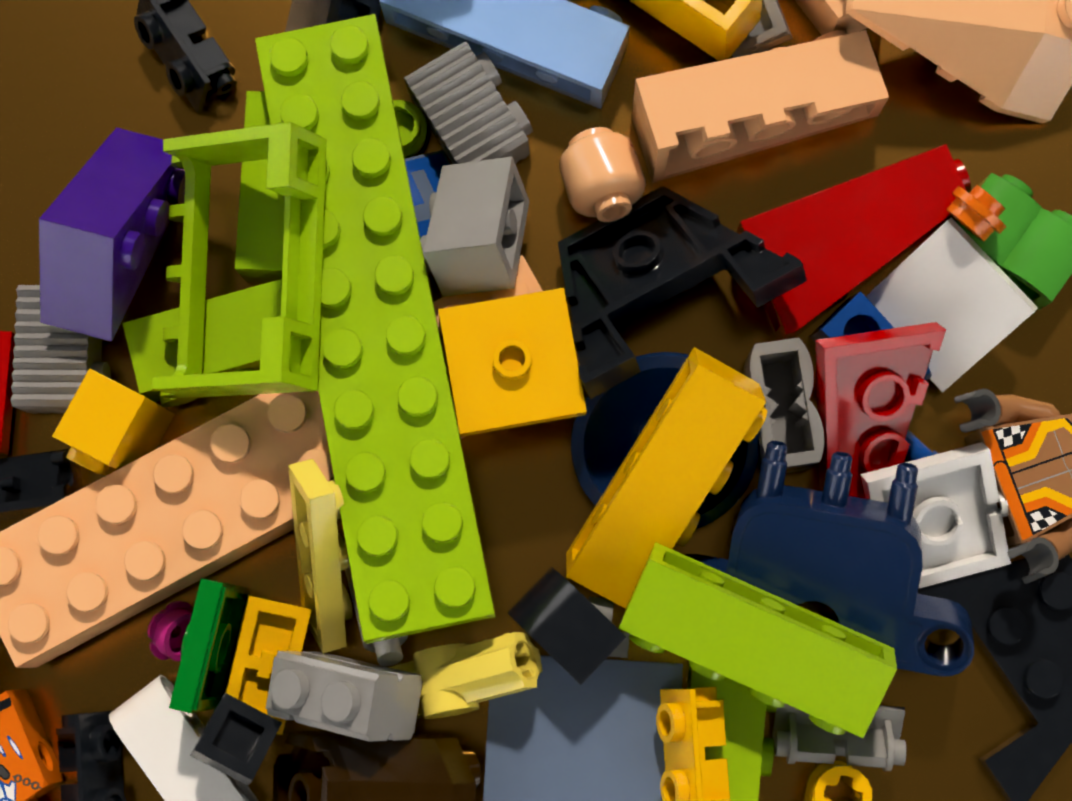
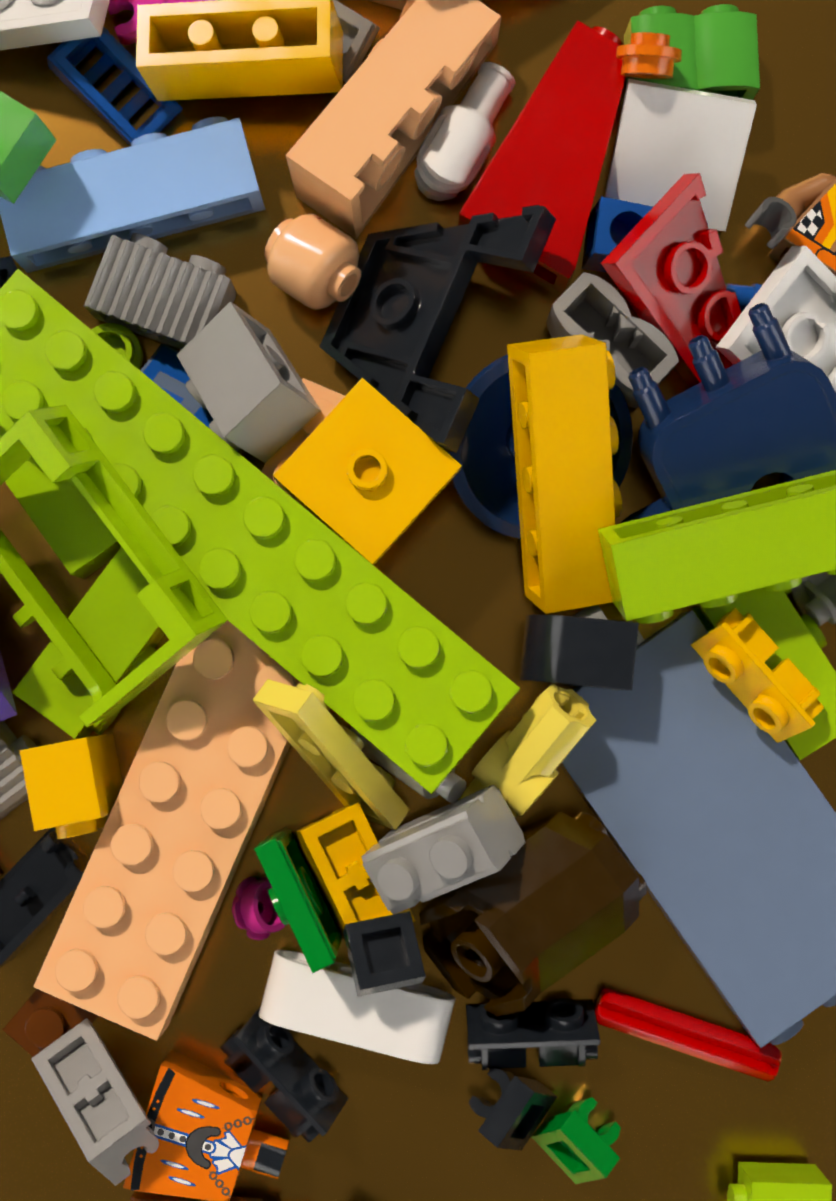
camera: 45 degrees left, 5 degrees up
(793, 166) = (462, 136): none -> white arm

